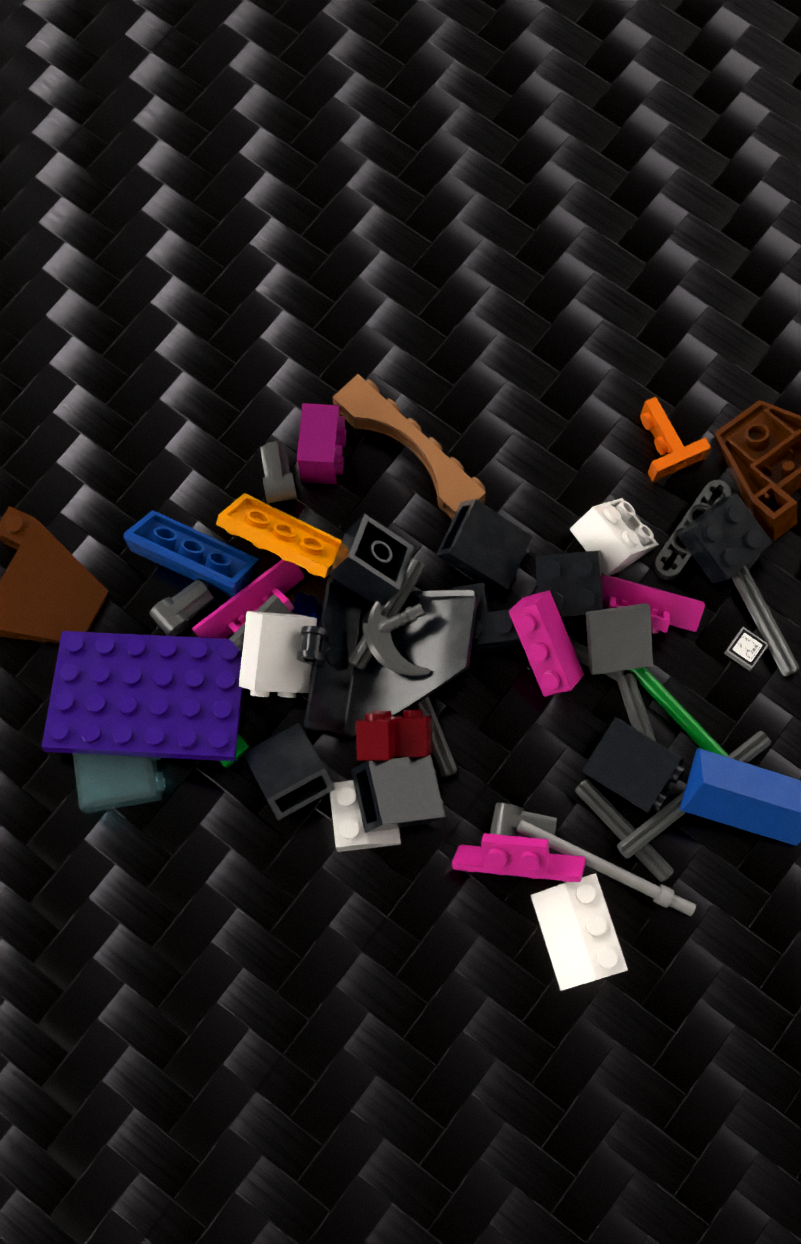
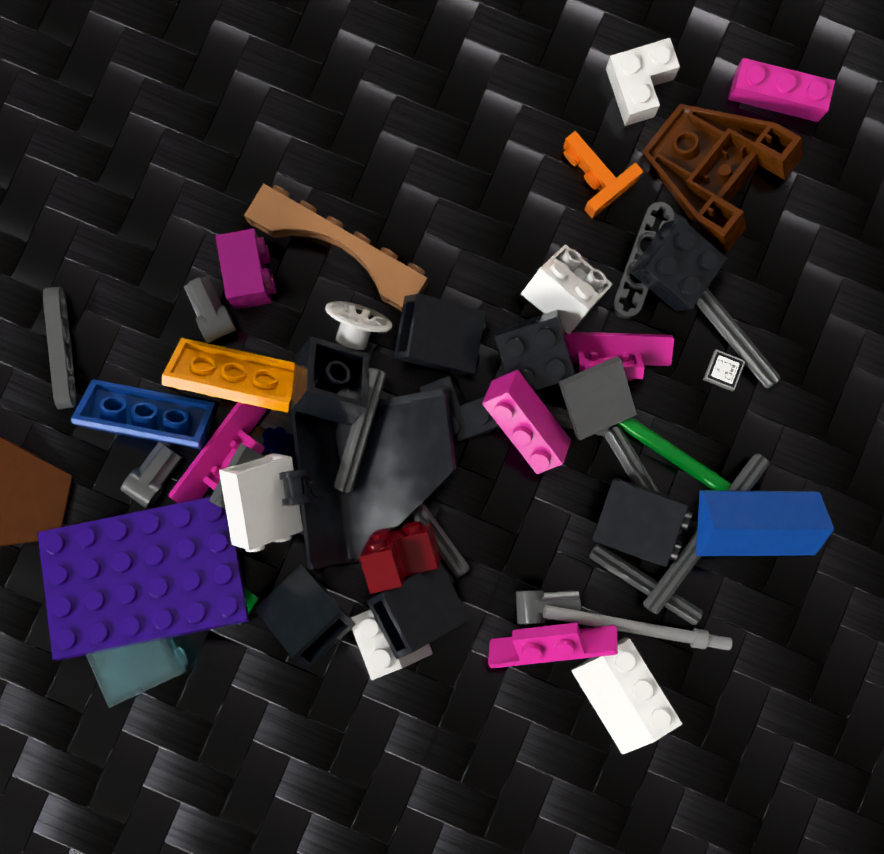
camera: 15 degrees left, 10 degrees up
(131, 474) = (59, 347): none -> dark grey beam
(380, 643) = (360, 462): dark grey piece -> none
(407, 522) = (355, 327): none -> white wheel
(724, 363) = (636, 74): none -> white brick

